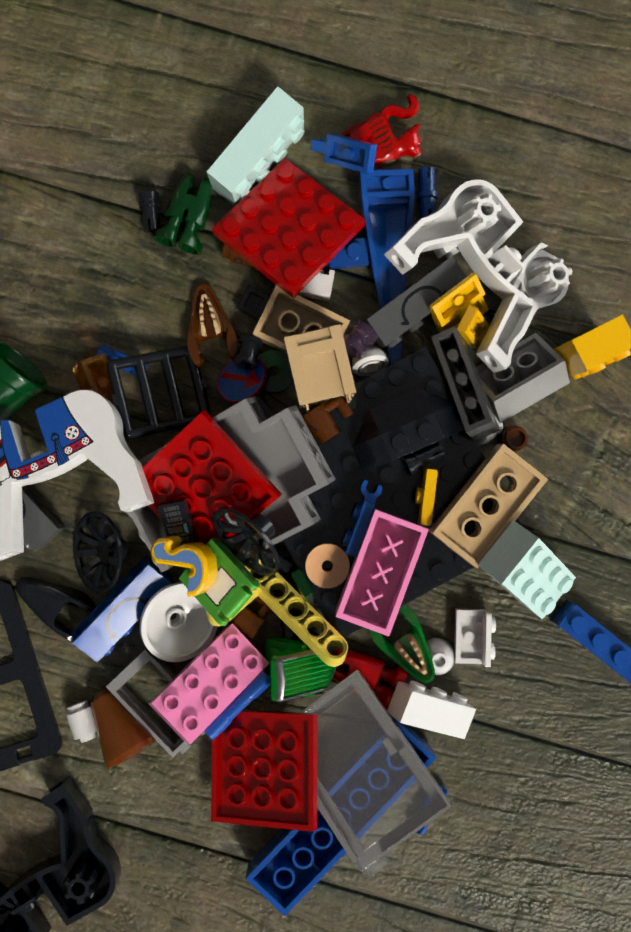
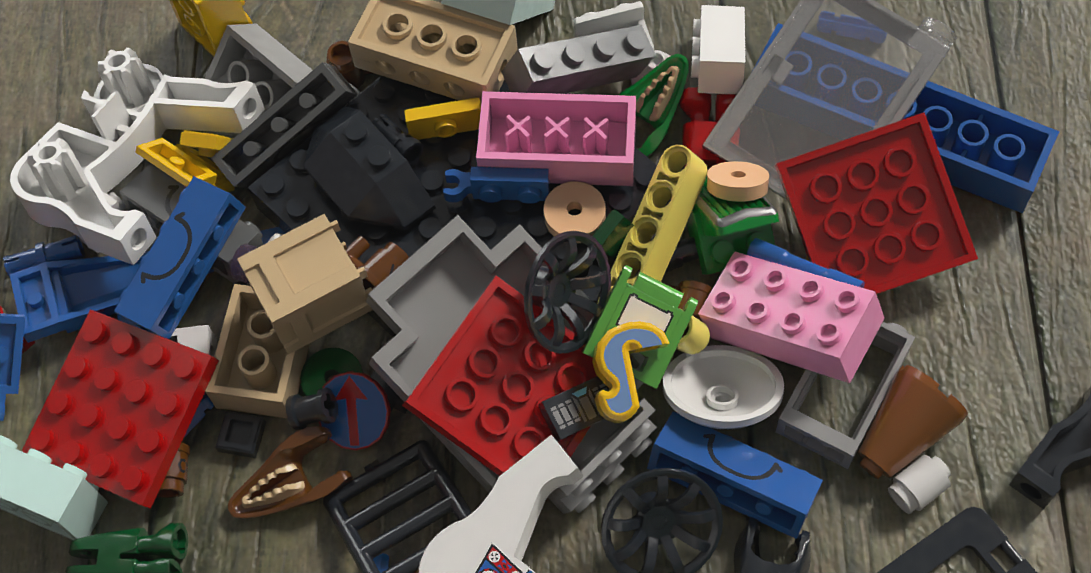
camera: 100 degrees left, 25 degrees down
(307, 677) = (738, 181): none -> light nougat piece
(377, 287) = (180, 258): none -> blue brick
(442, 604) = (579, 62): none -> dark grey brick

